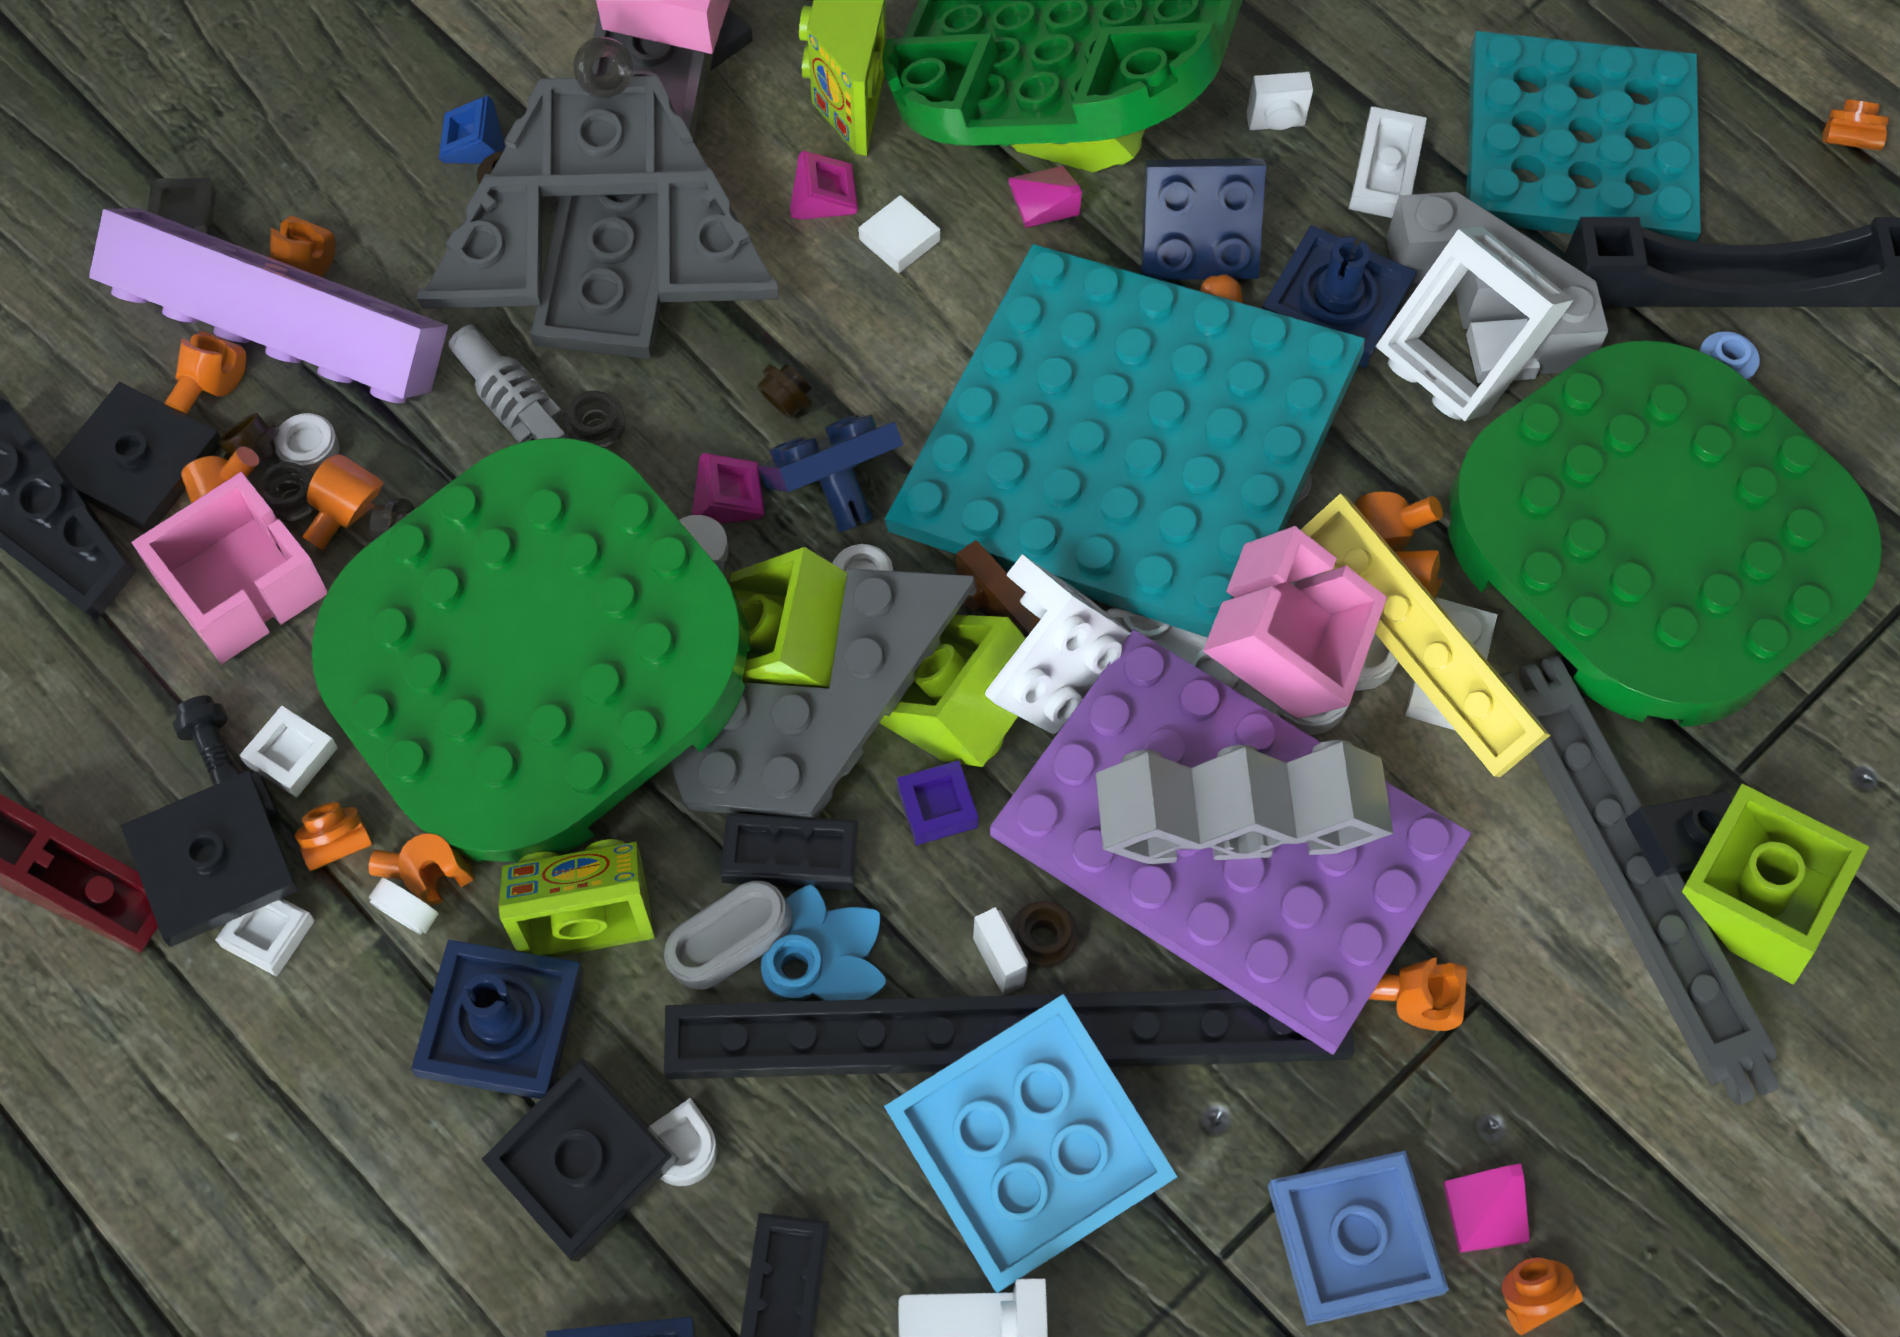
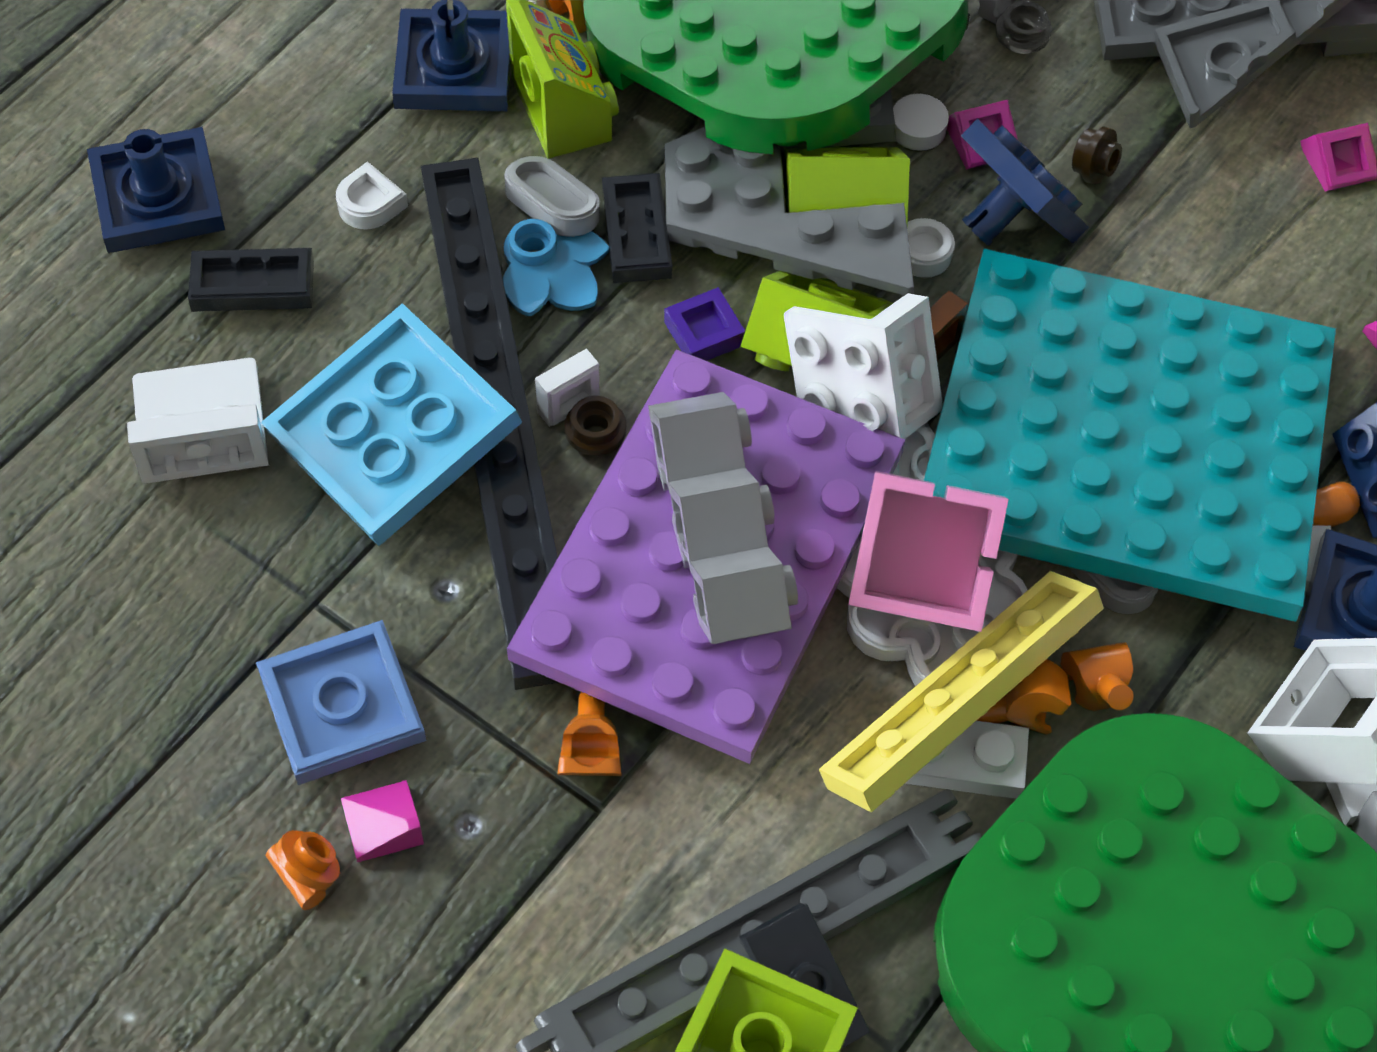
camera: 80 degrees right, 5 degrees down
(580, 1160) = (344, 129): black plate -> none
(899, 234) = (1310, 223): white tile -> none

